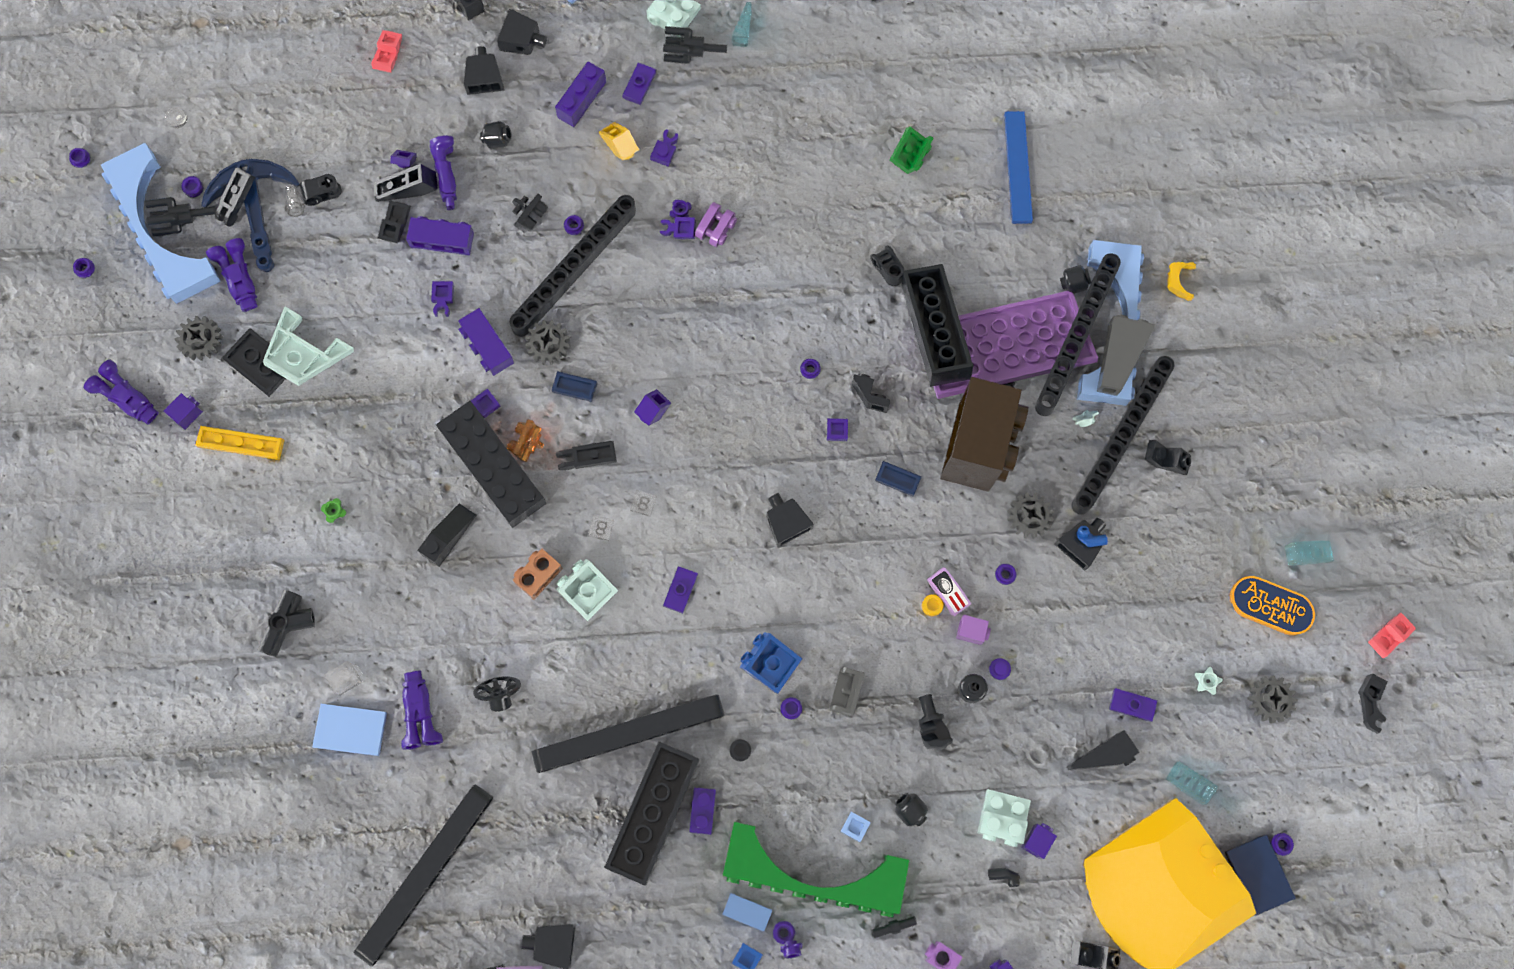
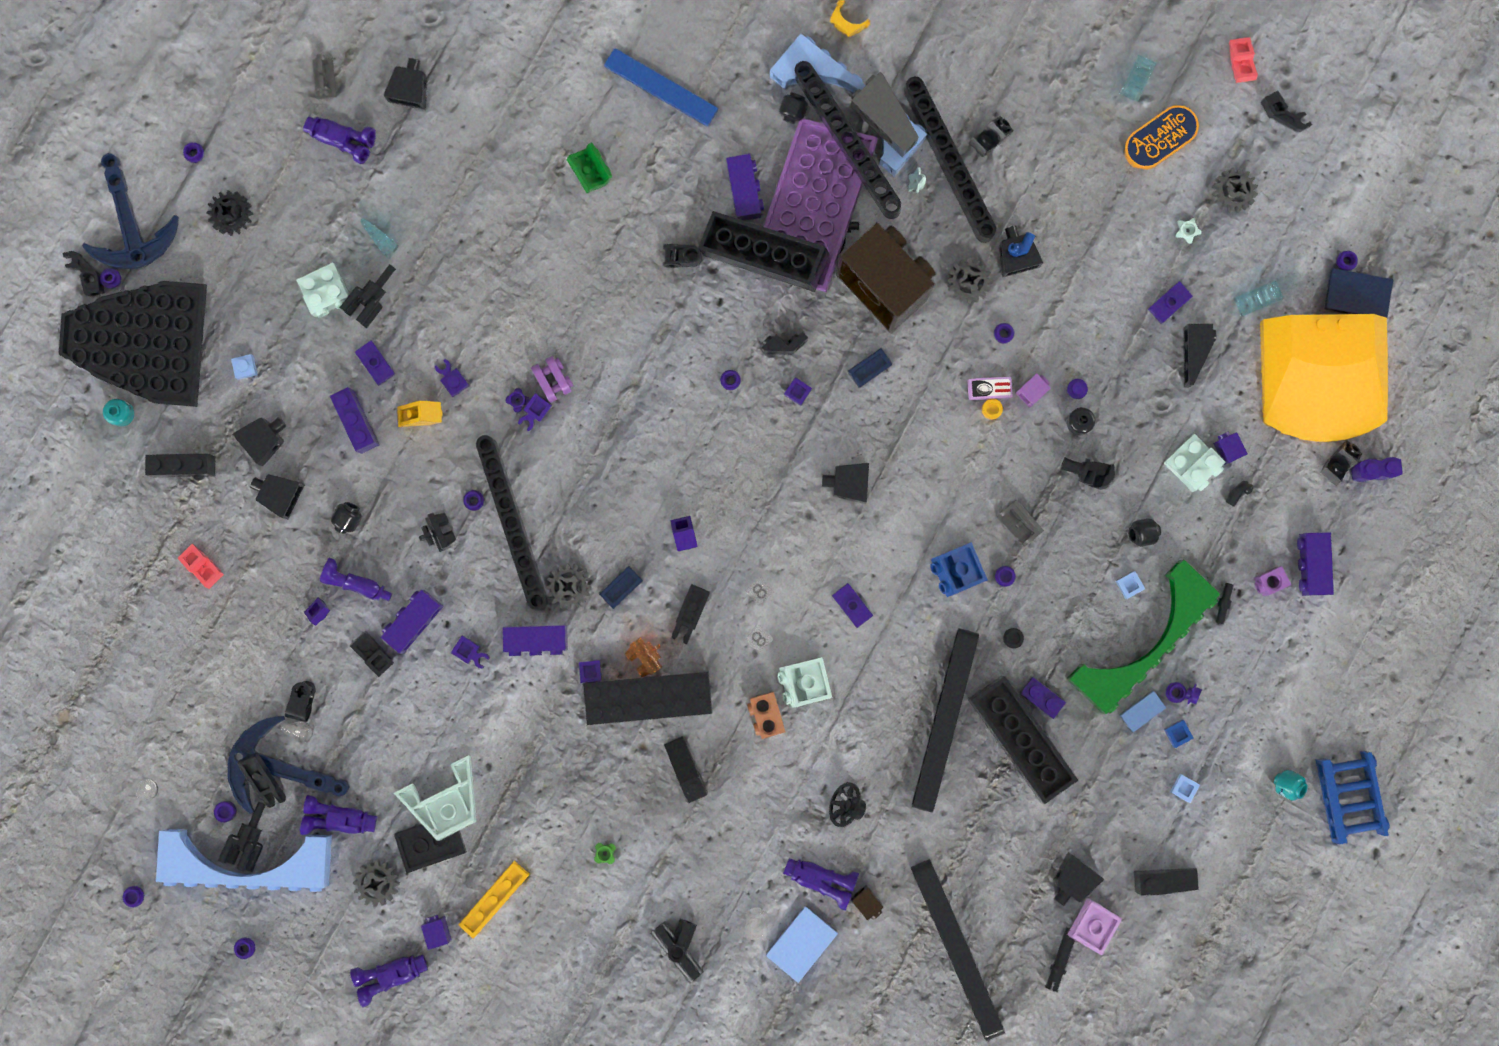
camera: 50 degrees left, 10 degrees up
(406, 184) = (343, 623): black slope -> none
(419, 765) = (867, 903): none -> dark brown brick
(981, 281) = (744, 187): none -> dark purple brick

